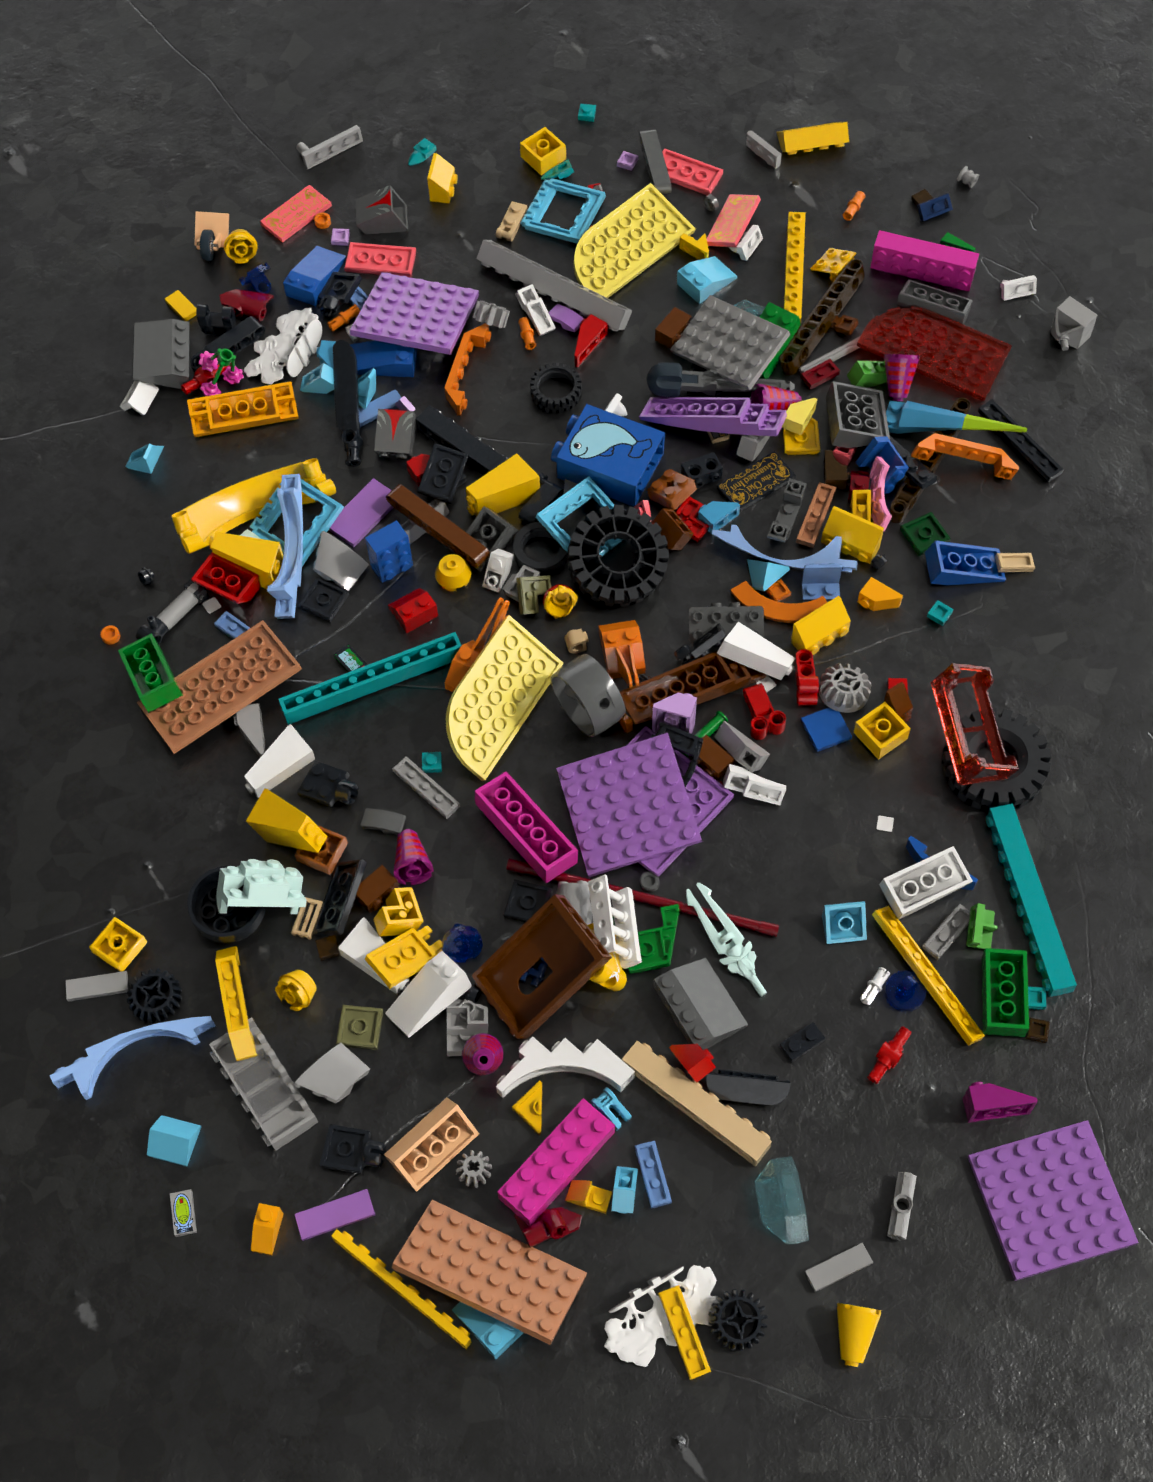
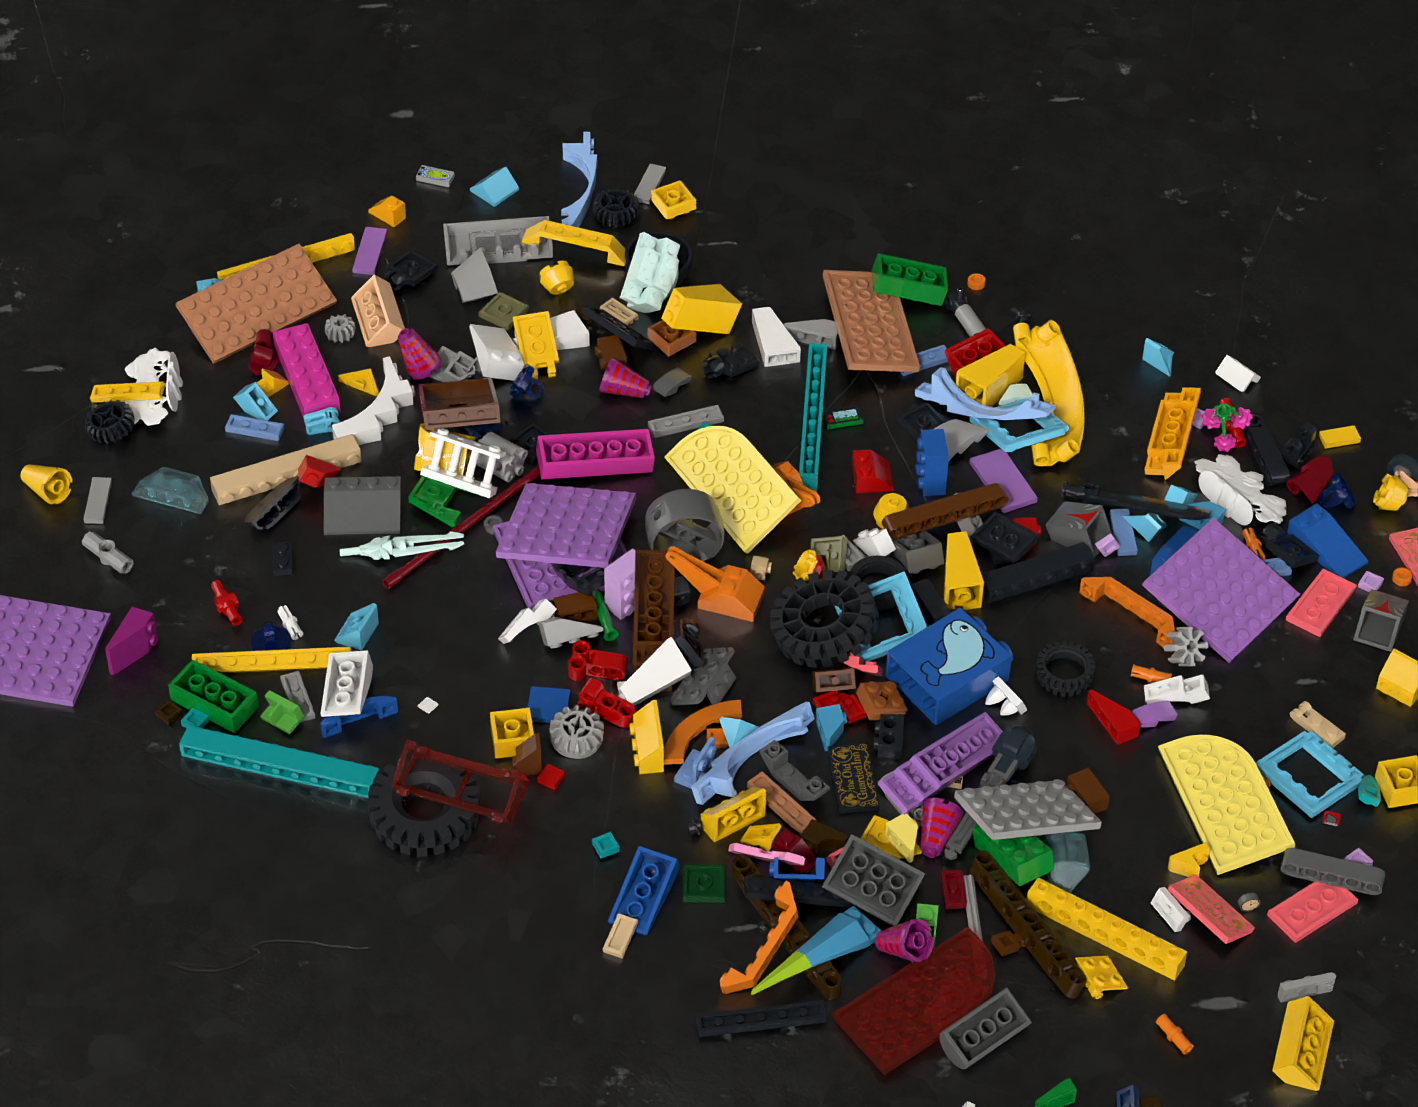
camera: 115 degrees right, 15 degrees down
(161, 352) = (1276, 394): dark grey slope -> none
(399, 914) = (572, 356): yellow brick -> none
(553, 284) = (1200, 714): light grey brick -> none
(704, 278) = (1143, 850): medium azure slope -> none
(878, 596) = (656, 805): light orange slope -> none
(924, 260) = (1046, 1045): dark pink brick -> none

